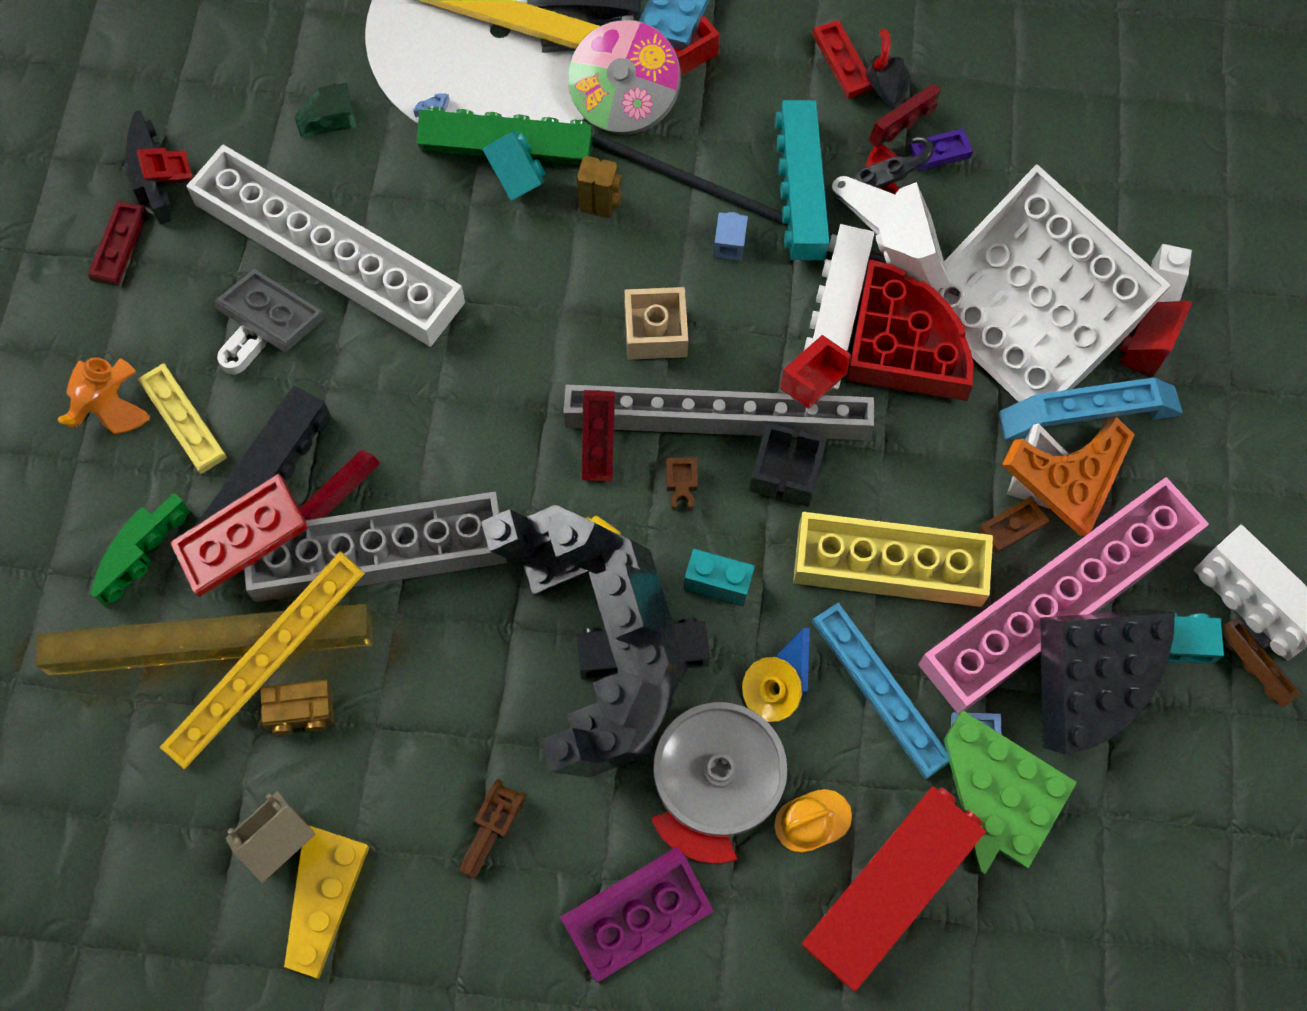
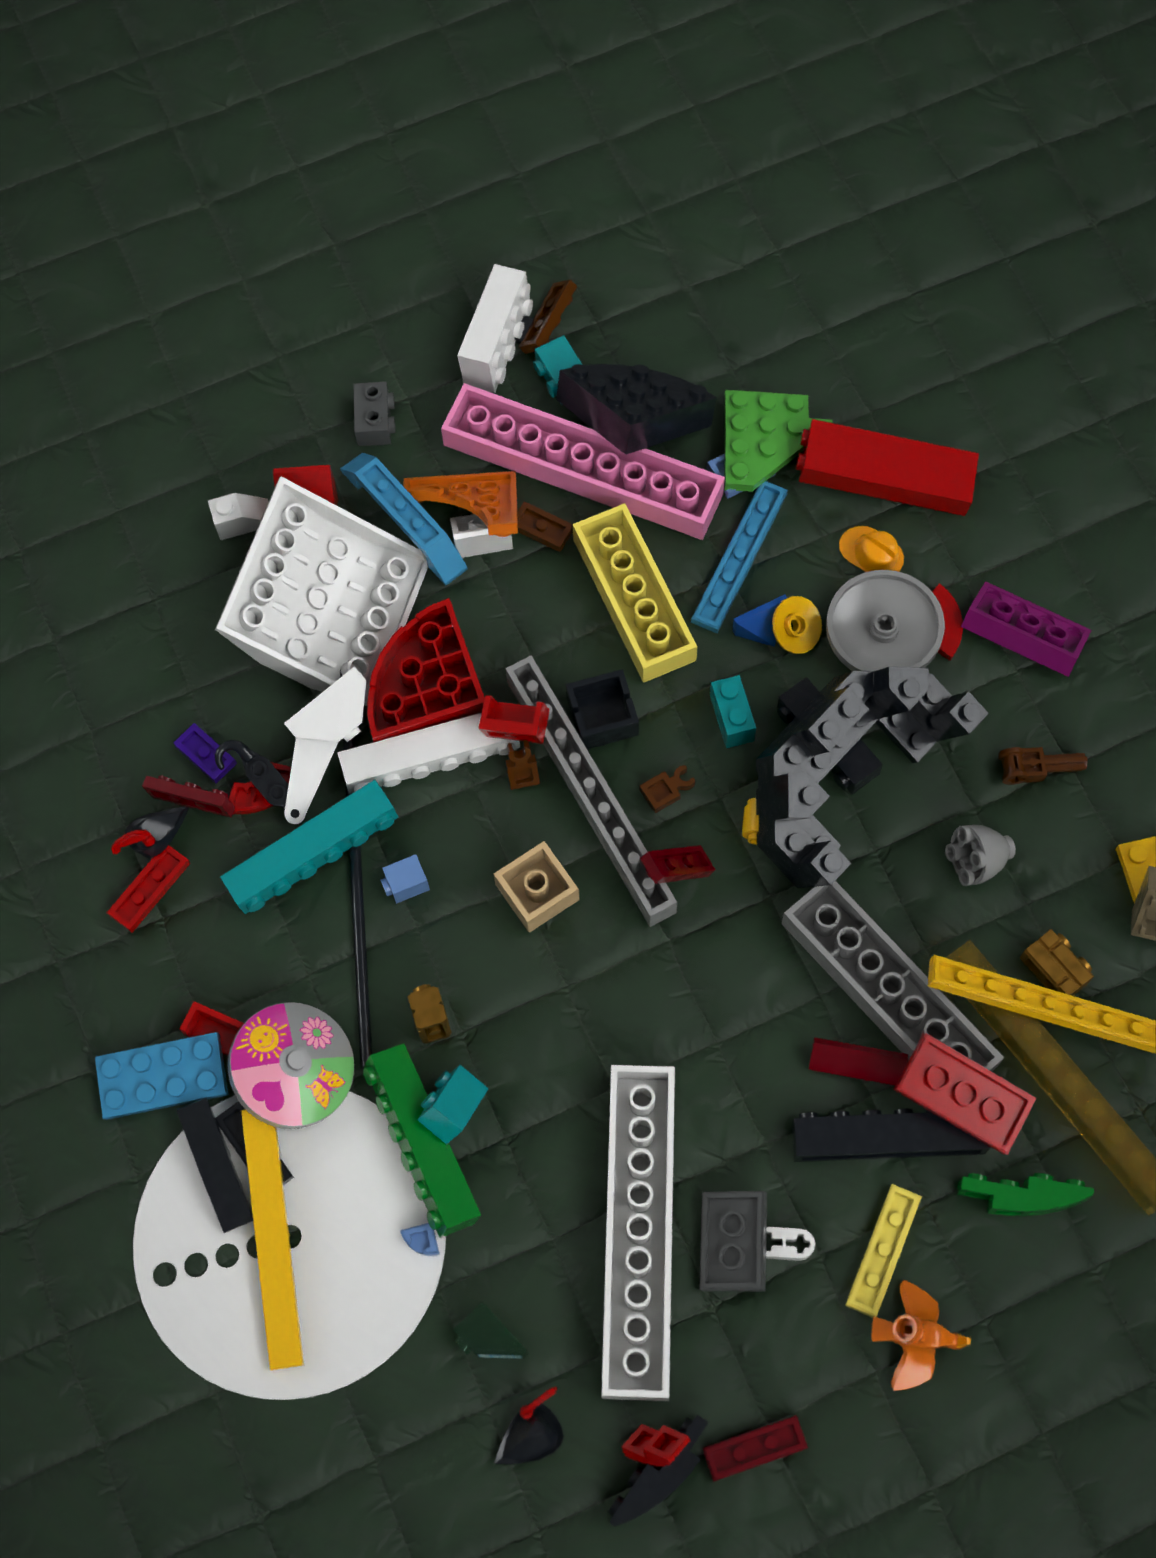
camera: 115 degrees left, 0 degrees up
(241, 105) = (531, 1434): none -> black piece
(440, 708) = (978, 853): none -> light grey piece
(771, 372) = (522, 767): none -> reddish brown plate
(1222, 441) = (372, 413): none -> dark grey brick

